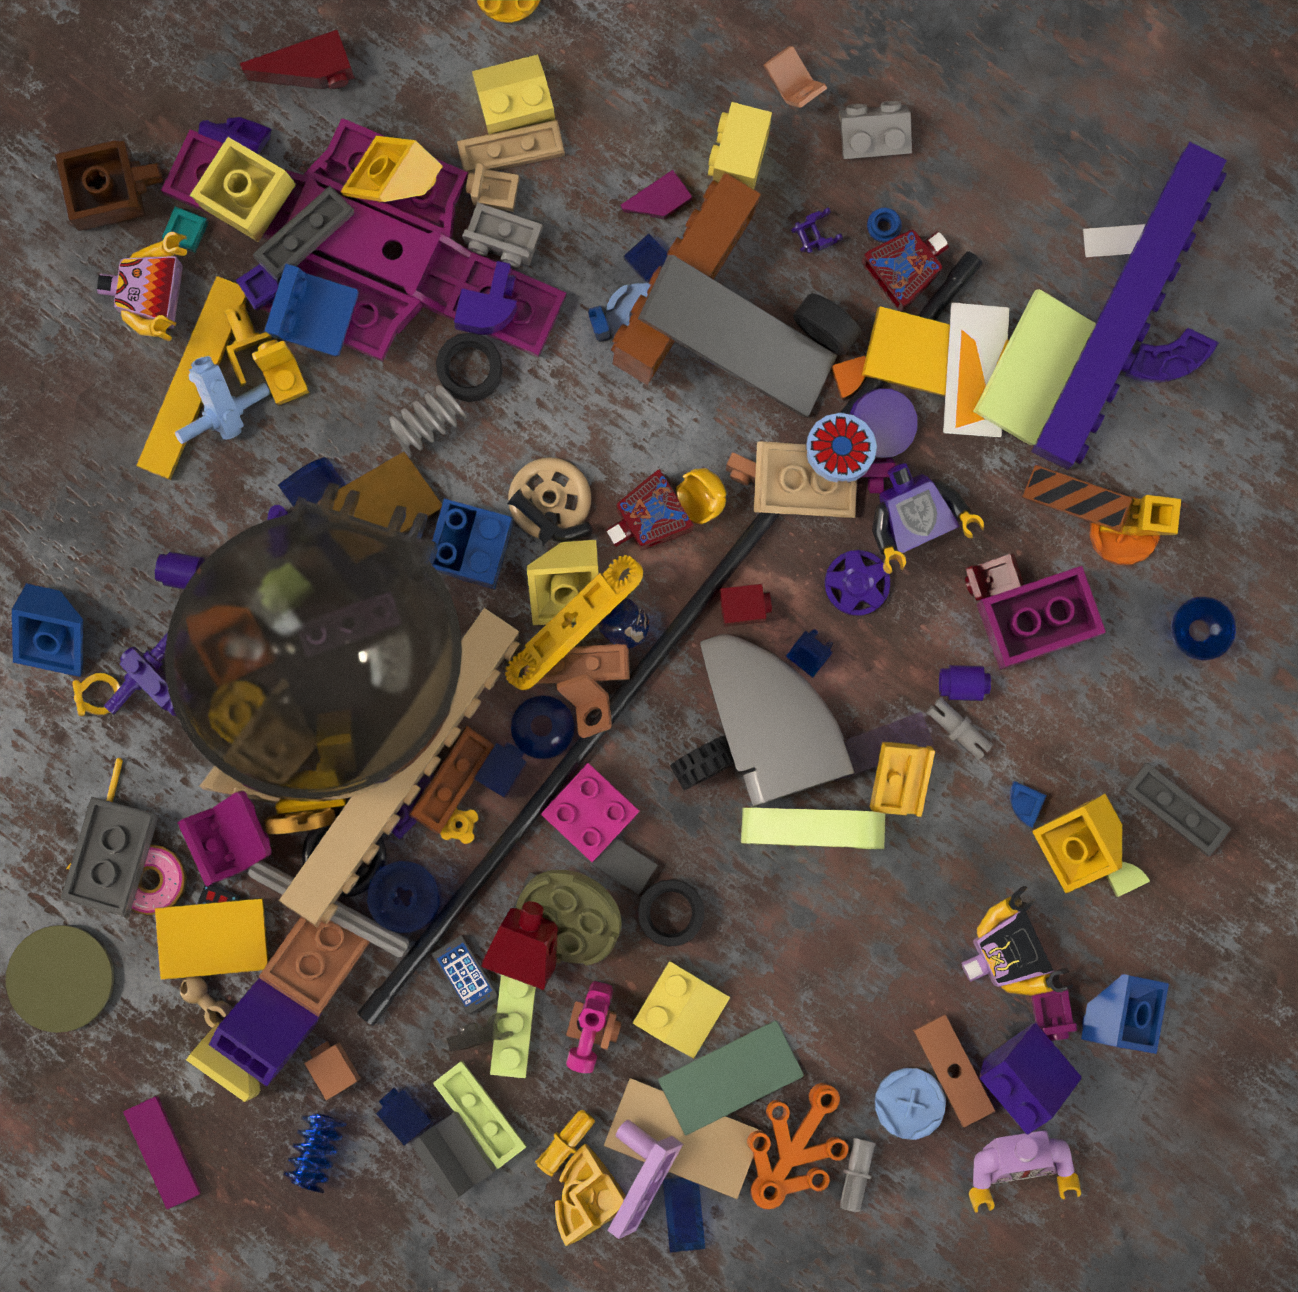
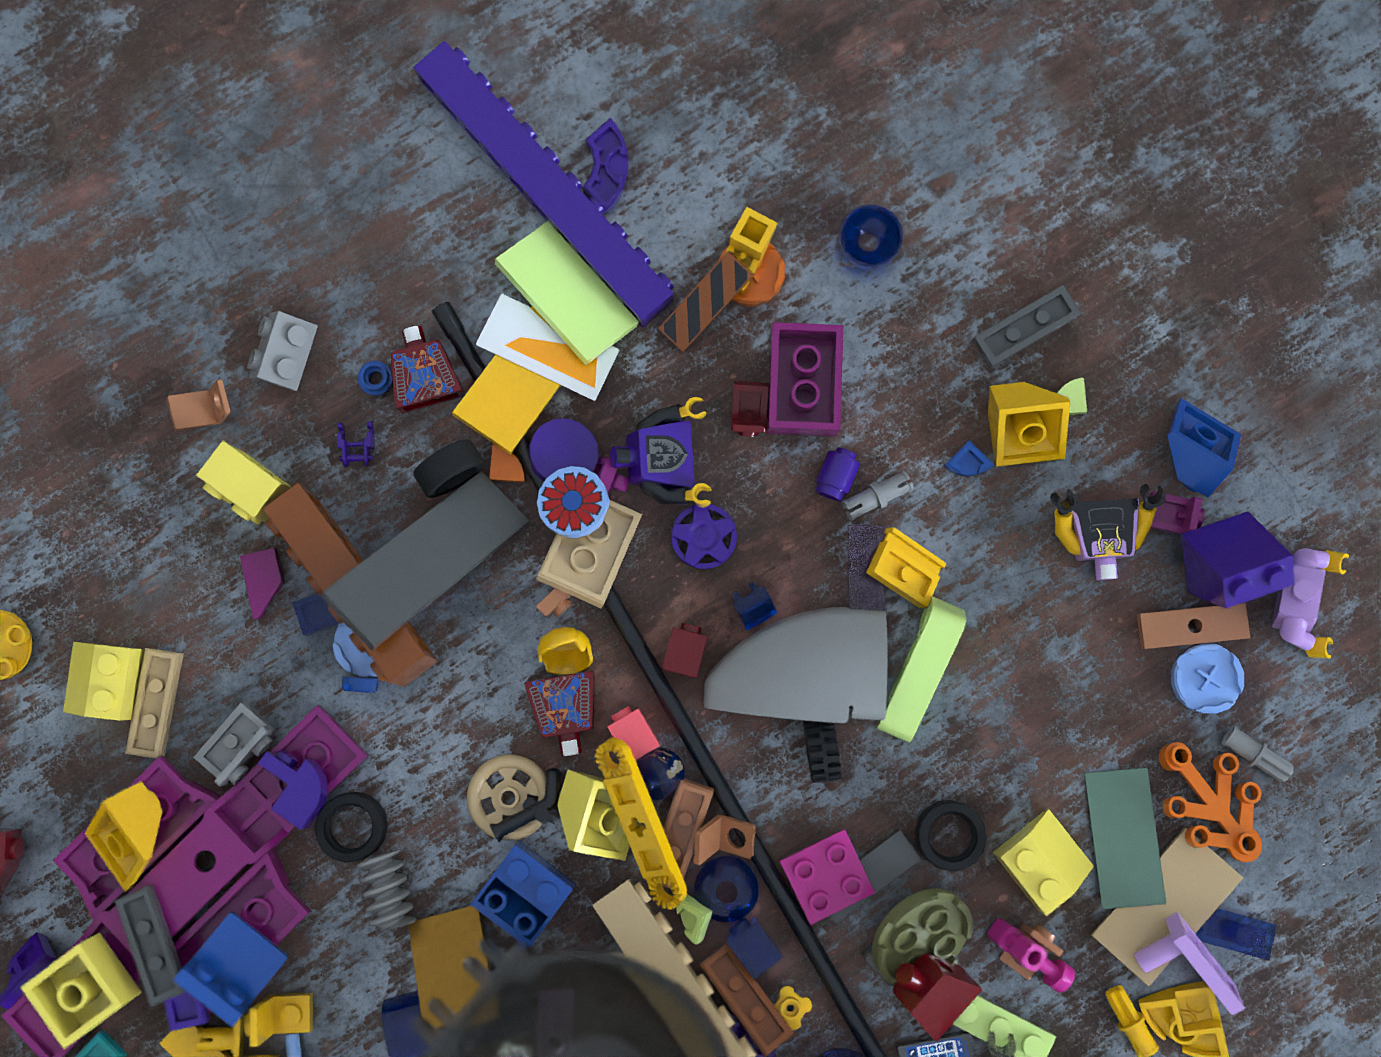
camera: 70 degrees left, 0 degrees up
(493, 188) = (185, 736): tan bracket -> none
(506, 707) = (694, 918): none -> yellowish green tile
(654, 586) = (634, 731): none -> coral brick
(1111, 240) = (475, 176): white sticker -> none

